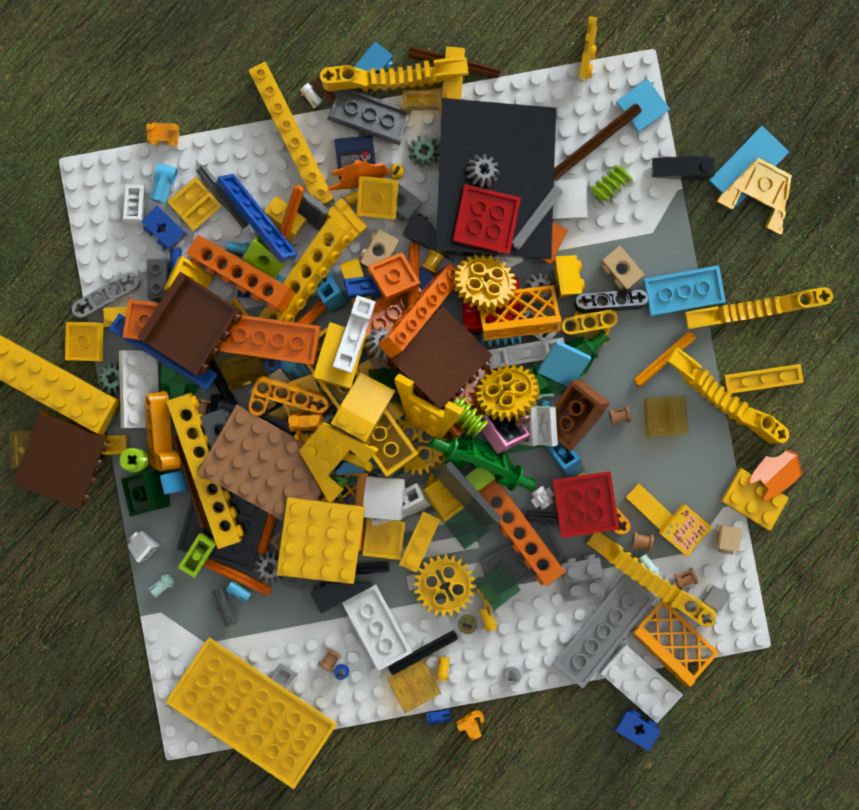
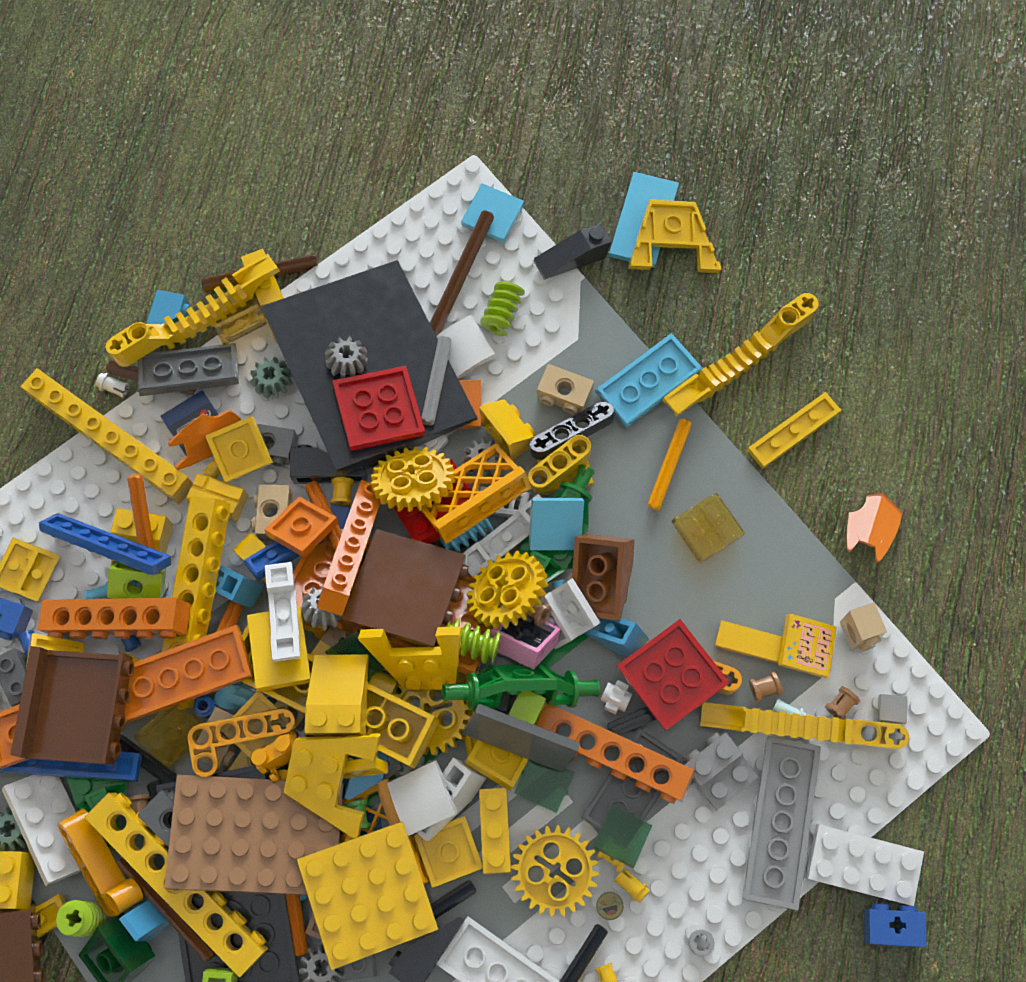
camera: 20 degrees left, 15 degrees down
(208, 178) = (57, 545): dark grey axle -> none
(313, 210) = (167, 501): dark grey tile -> none
(400, 174) = (254, 412): yellow hinge -> none
(589, 51) = (401, 178): yellow wing -> none
(619, 416) = (654, 553): medium nougat bush -> none
(667, 658) = (877, 814): light orange fence -> none
(748, 500) = (860, 573): yellow plate -> none
(771, 431) = (822, 478): yellow piece -> none

